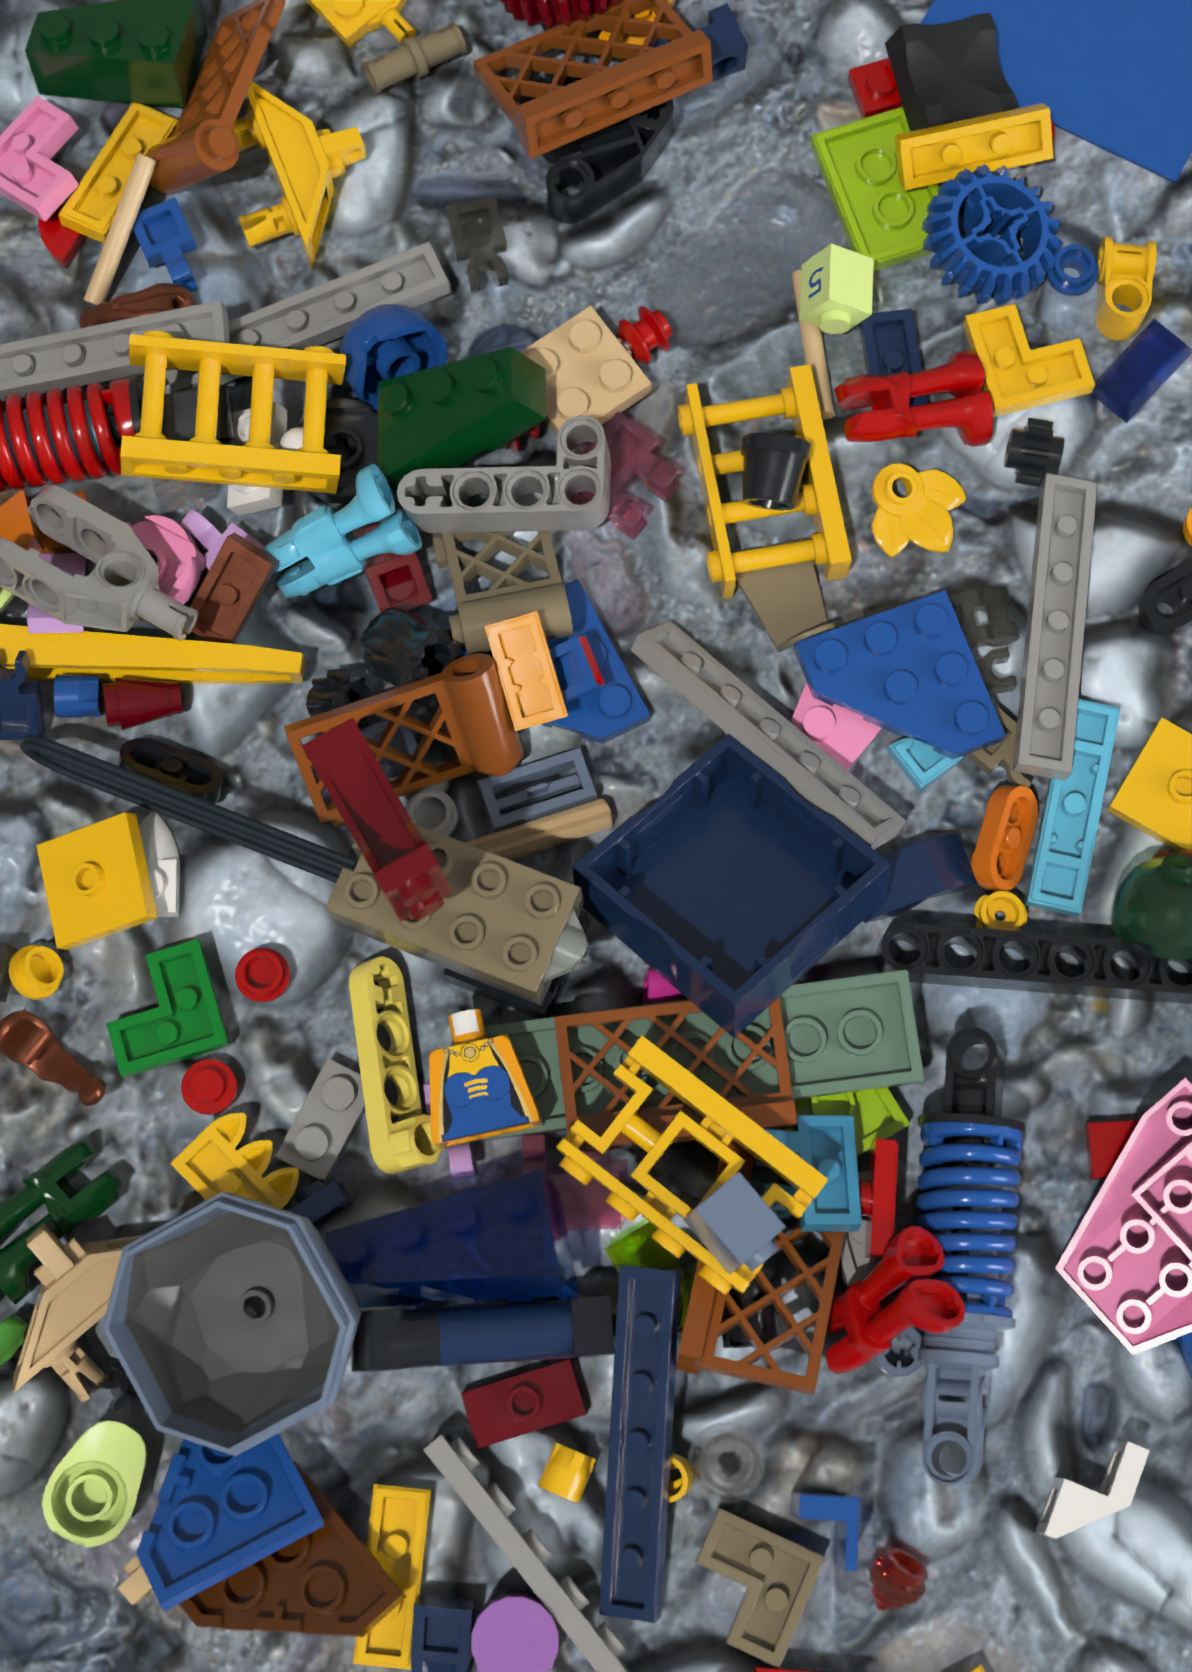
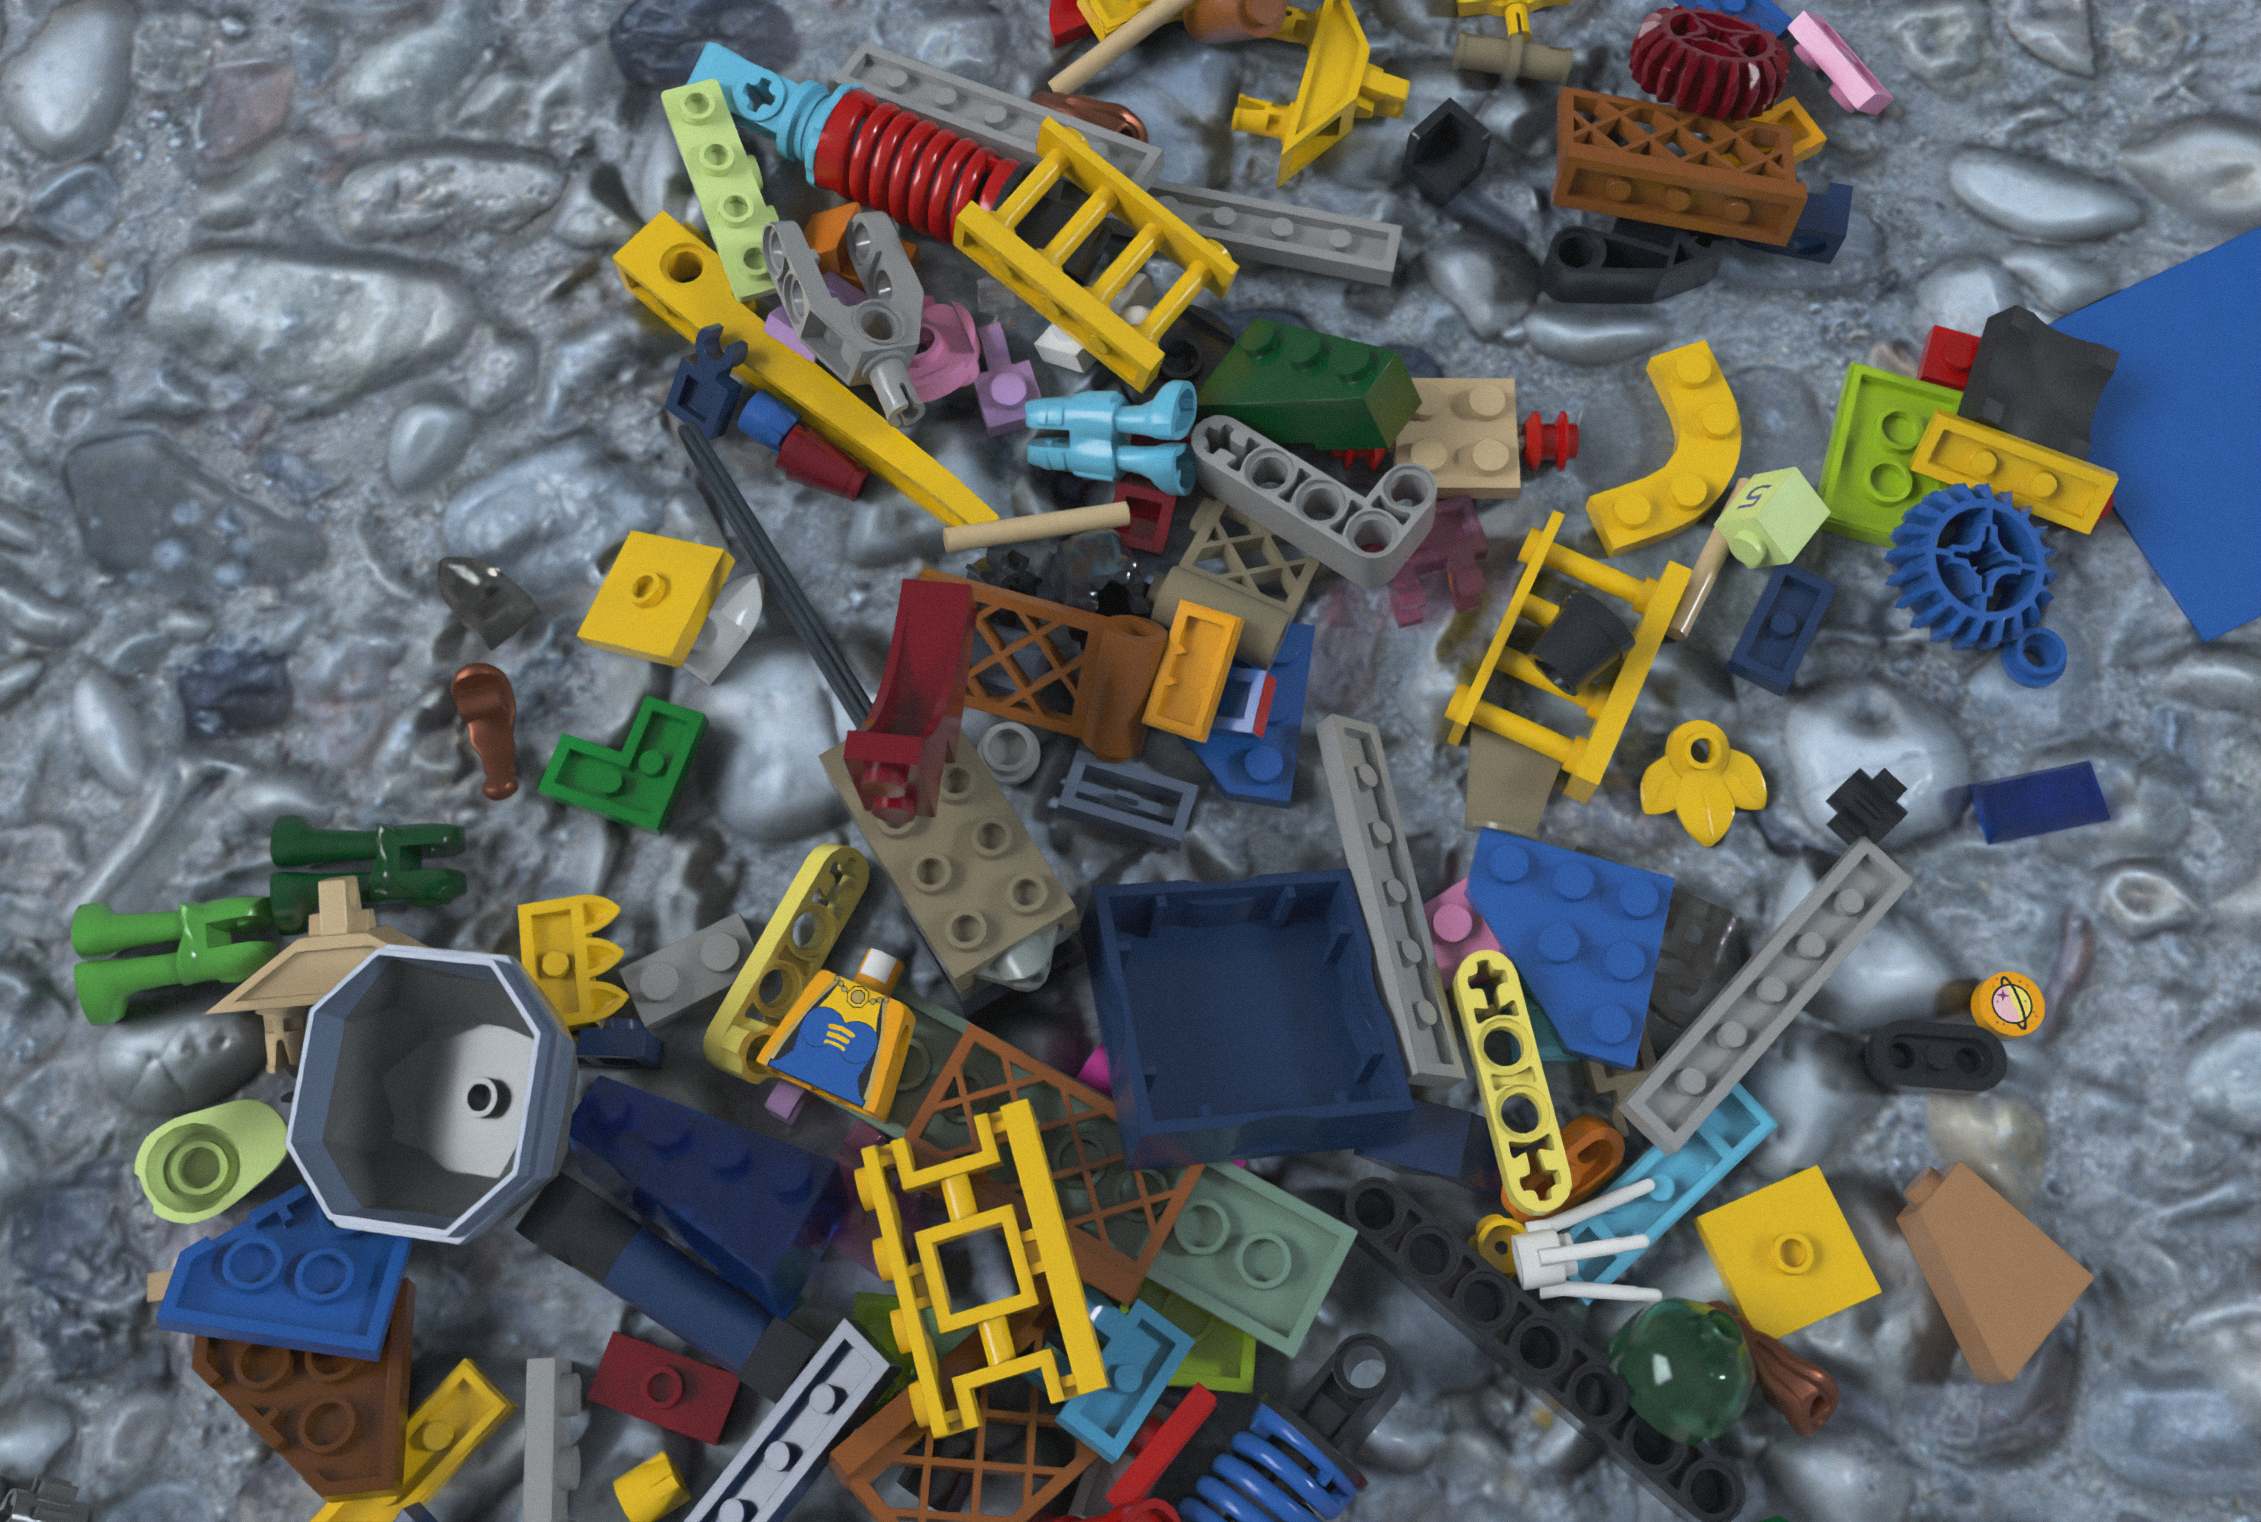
camera: 35 degrees right, 5 degrees down
(36, 971) = (539, 643): yellow plate -> none
(166, 239) = (1160, 74): blue plate -> none
(172, 767) = (802, 545): black plate -> none
(209, 1087) = (611, 861): red plate -> none
(231, 589) = (977, 416): copper plate -> none
(262, 975) = (740, 791): red plate -> none
(334, 642) = (1035, 527): none -> tan bar
(389, 344) = (1289, 287): blue cylinder -> none
(420, 164) = (1446, 152): none -> black panel
(478, 237) = (1452, 253): clear smoke plate -> none
(547, 830) = (1100, 841): tan axle -> none
(736, 1225) = (974, 1362): sand blue brick -> none
(758, 280) = (1701, 463): none -> yellow plate
(894, 417) = (1742, 677): red piece -> none
(927, 809) = (1501, 1082): none -> light yellow beam
(1023, 376) = (1905, 726): yellow plate -> none
(1036, 900) = (1546, 1258): none -> white plant
(1123, 279) = (2083, 701): yellow piece -> none

